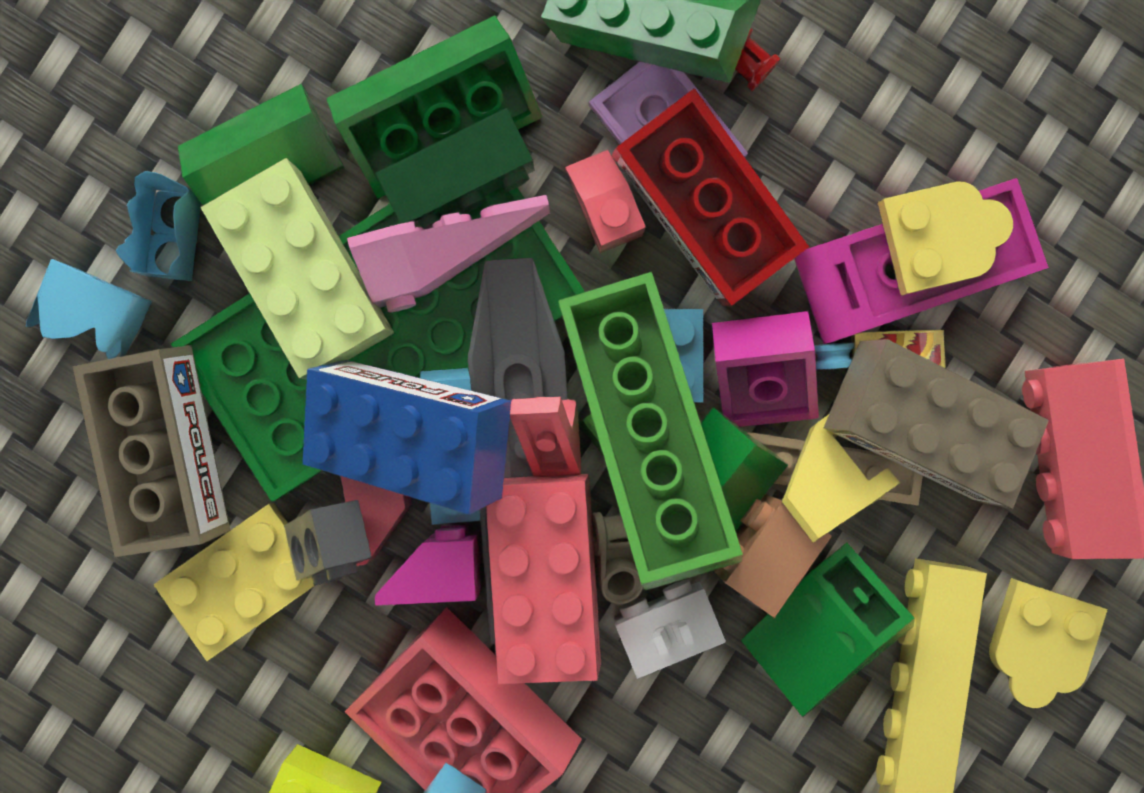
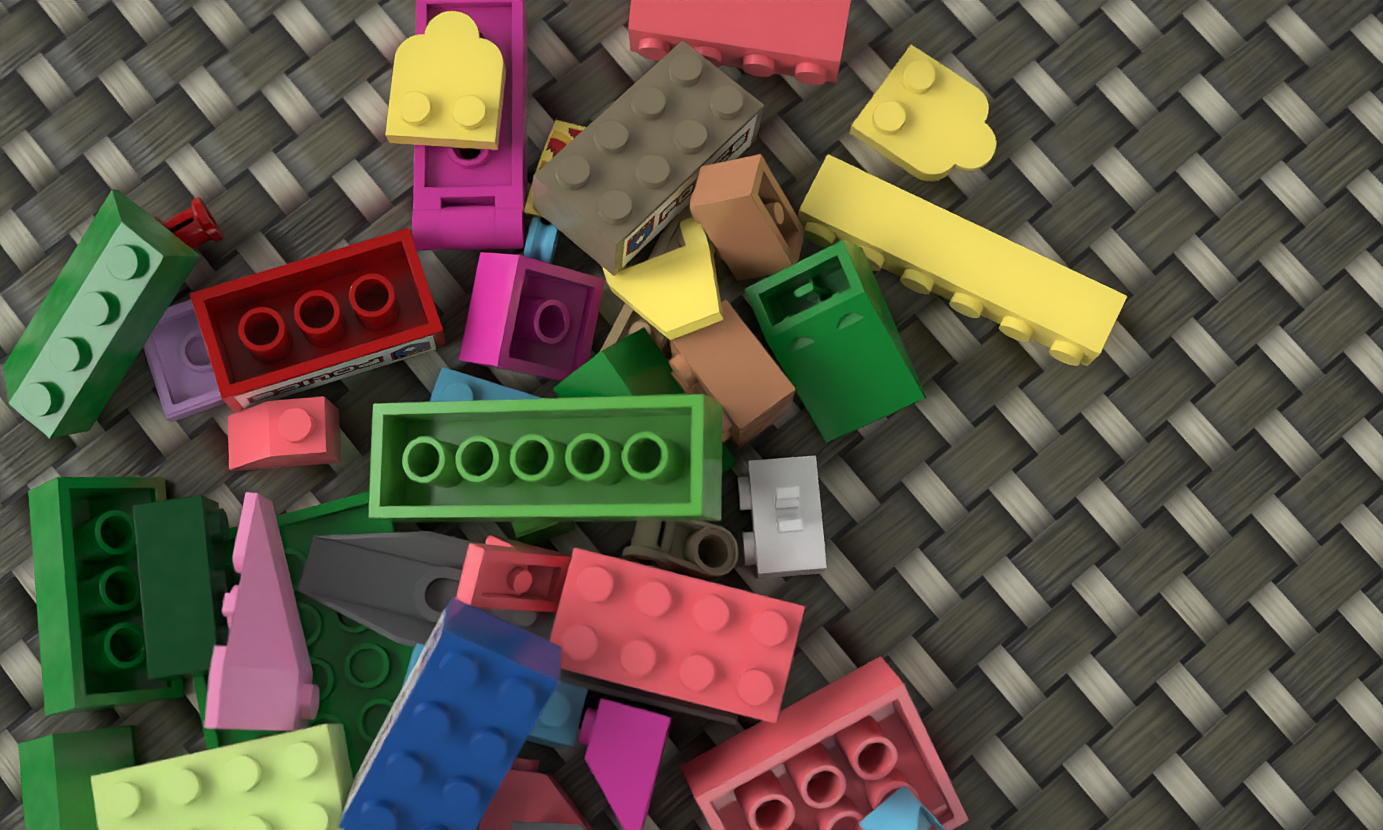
camera: 70 degrees left, 10 degrees down
(909, 525) = (747, 217): none -> nougat brick

